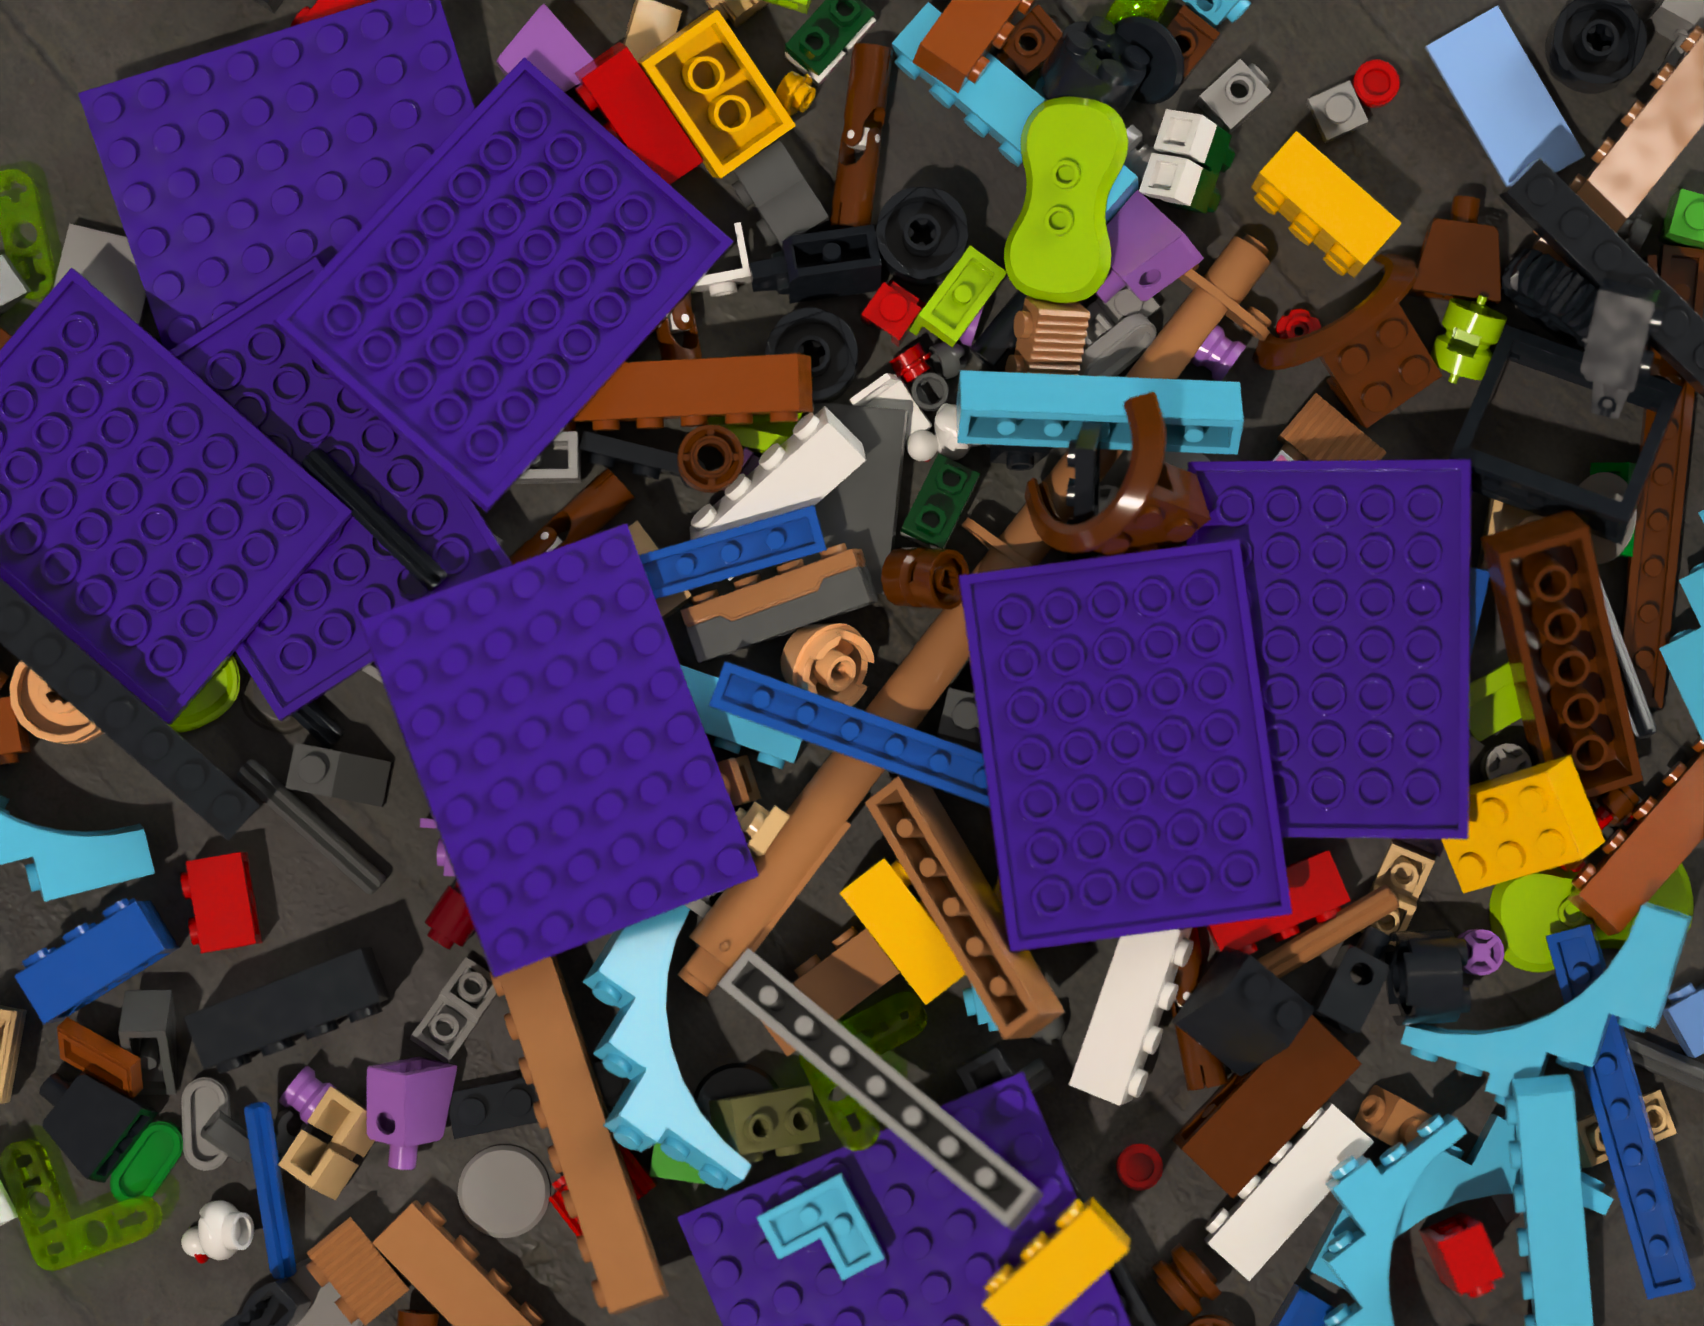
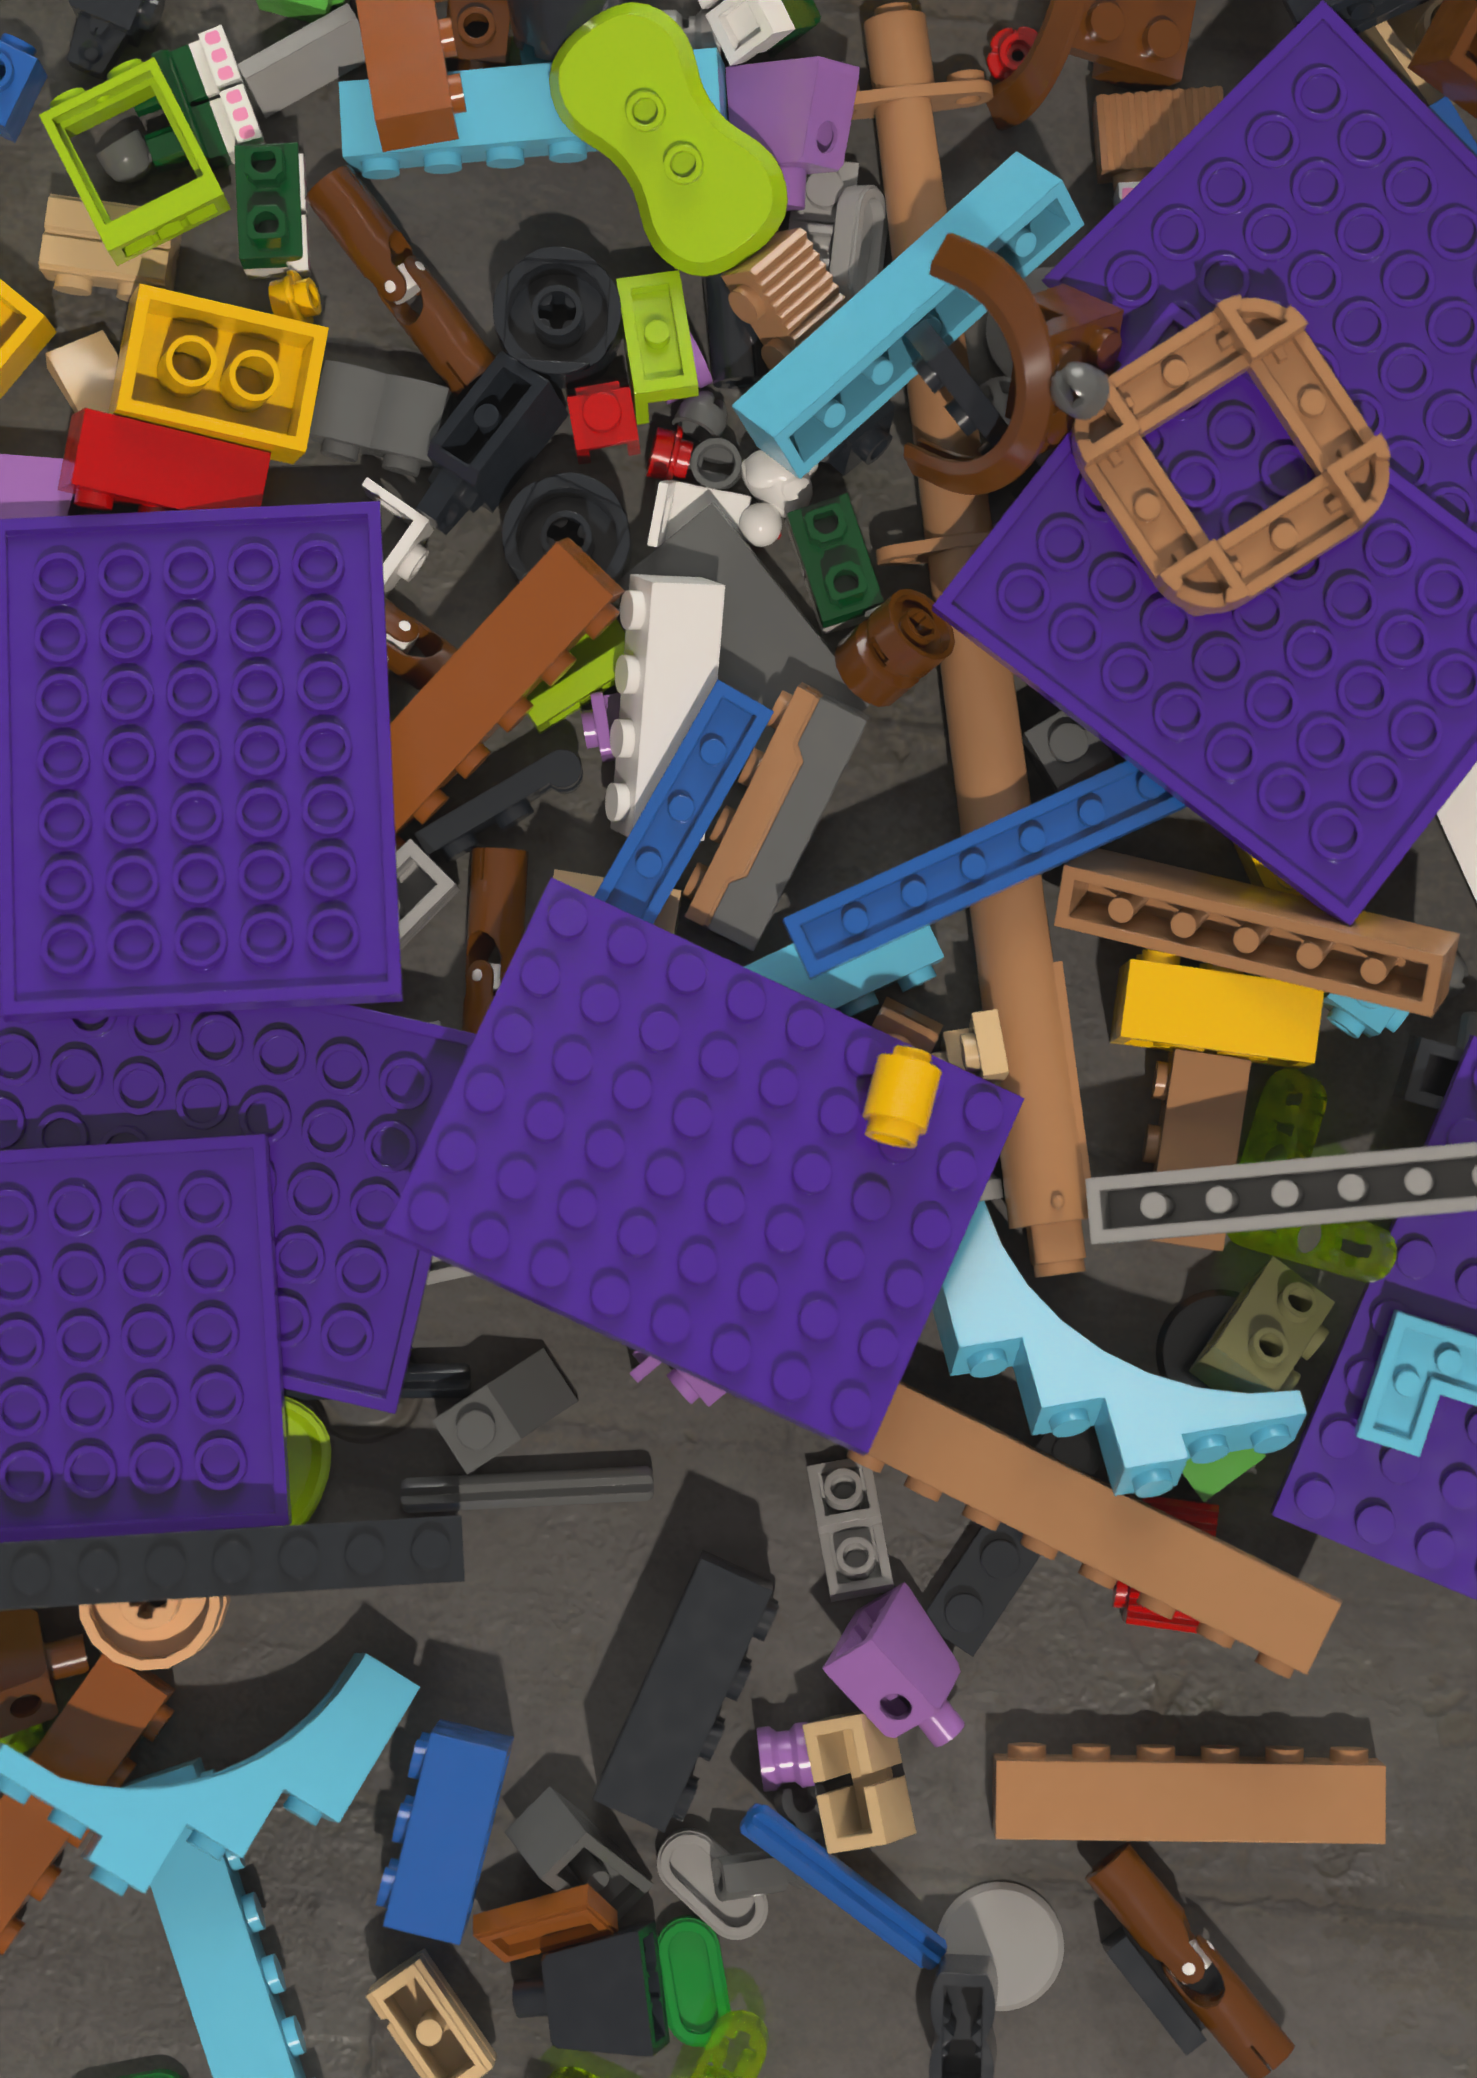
camera: 45 degrees left, 0 degrees up
(219, 1232) = (833, 1979): white animal -> none
(221, 902) = (513, 1651): red brick -> none
(356, 1272) = (1008, 1883): medium nougat brick -> none
(374, 519) = (294, 1120): black axle -> none
(450, 919) = (756, 1440): dark red brick -> none
(504, 1191) = (1070, 1660): light grey piece -> none
(692, 812) = (901, 1097): none -> yellow brick
(716, 437) = (575, 706): reddish brown wheel -> none
(828, 661) = (878, 823): light nougat cone -> none
(1144, 539) = (1087, 382): none -> dark grey hinge
(1201, 581) = (1310, 406): none -> medium nougat plate
(1218, 353) = (963, 152): medium lavender wheel -> none

